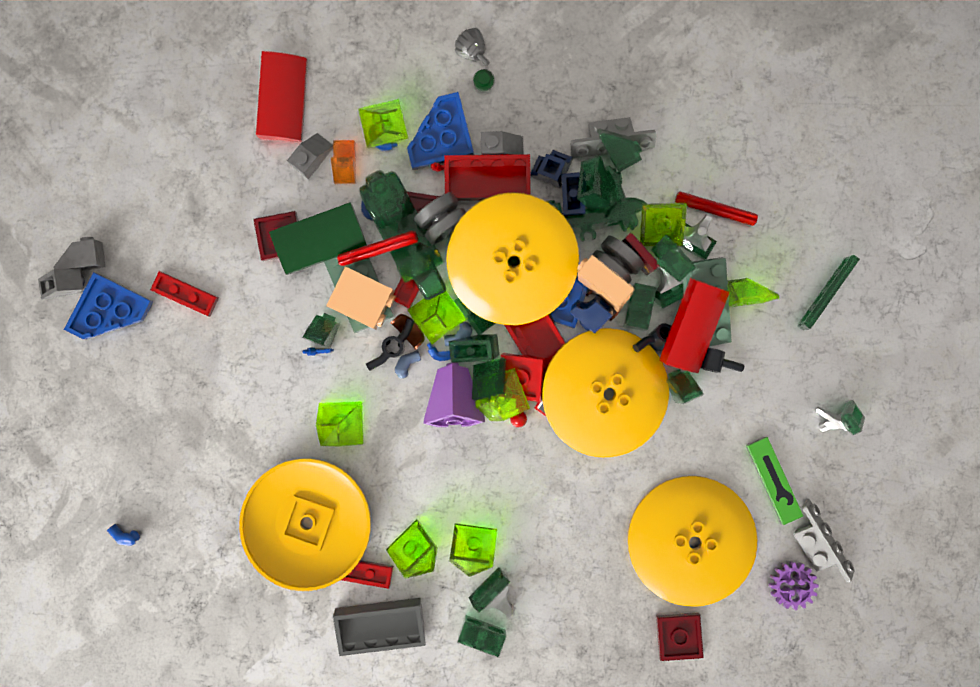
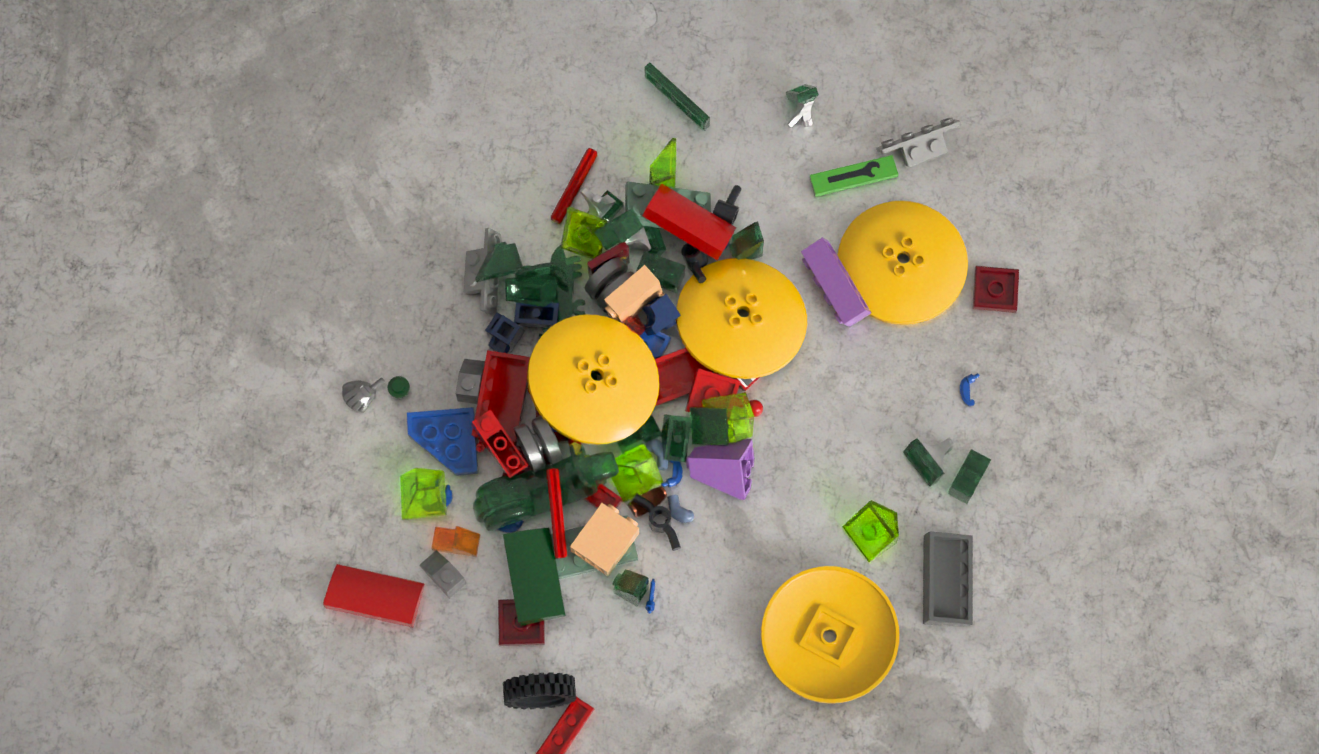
camera: 80 degrees left, 15 degrees down
(203, 262) = (539, 691): none -> black tyre
(340, 424) = (731, 588): clear neon green slope -> none
(371, 574) = (893, 579): red tile -> none
(435, 181) = (499, 443): none -> red slope
(473, 548) = (879, 470): clear neon green slope -> none
(572, 619) = (965, 388): none -> blue piece
(577, 290) = (634, 325): none -> clear red tile
(657, 479) = (836, 282): none -> medium lavender brick
(803, 594) = (965, 184): medium lavender gear -> none

